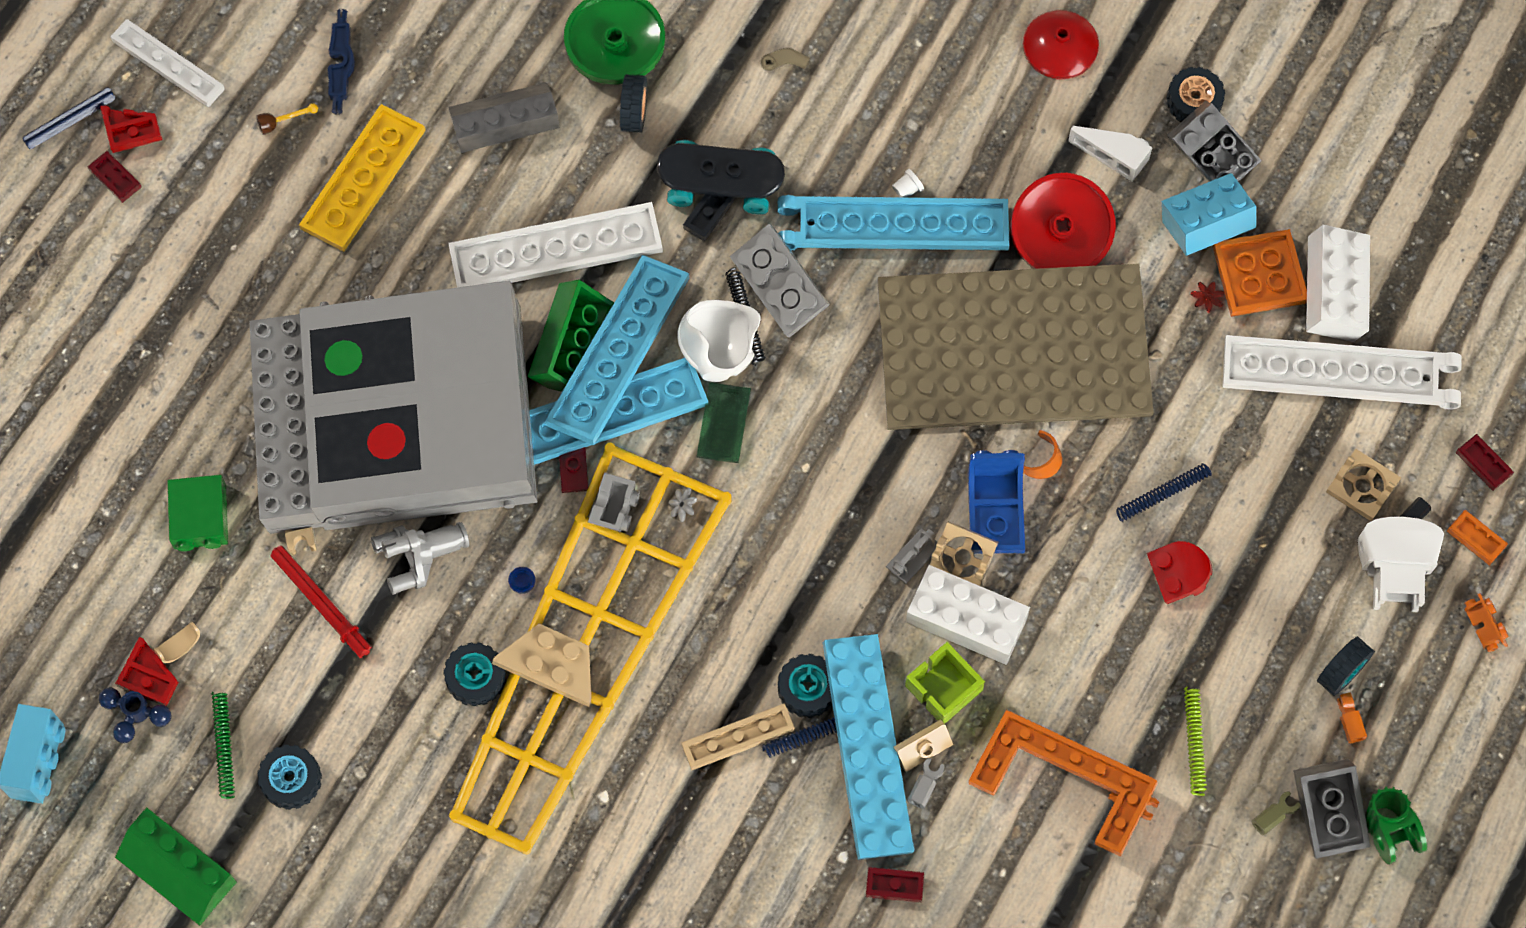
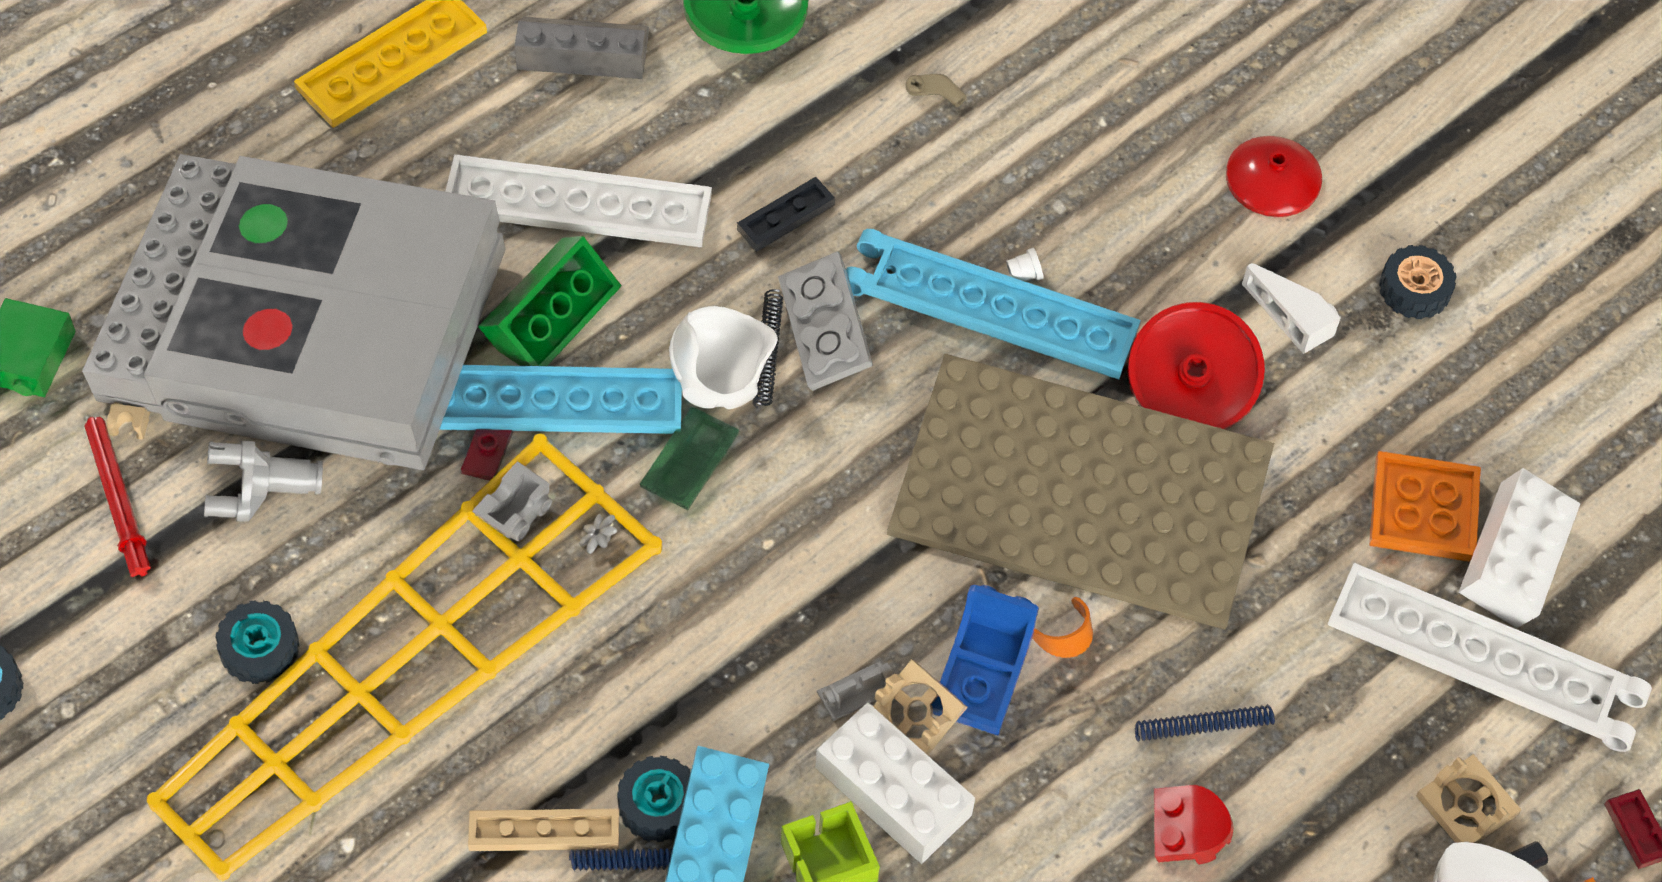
camera: 15 degrees right, 10 degrees down
(522, 580) = (366, 553): clear blue plate -> none
(551, 662) = (352, 657): tan wing -> none
(617, 350) = (595, 332): medium azure plate -> none
(633, 103) = (734, 73): black wheel -> none
(720, 172) = (805, 178): black piece -> none
(1207, 296) = (1348, 513): clear red plant -> none
(1209, 214) = (1383, 415): medium azure brick -> none
(1213, 144) = (1419, 344): flat silver slope -> none

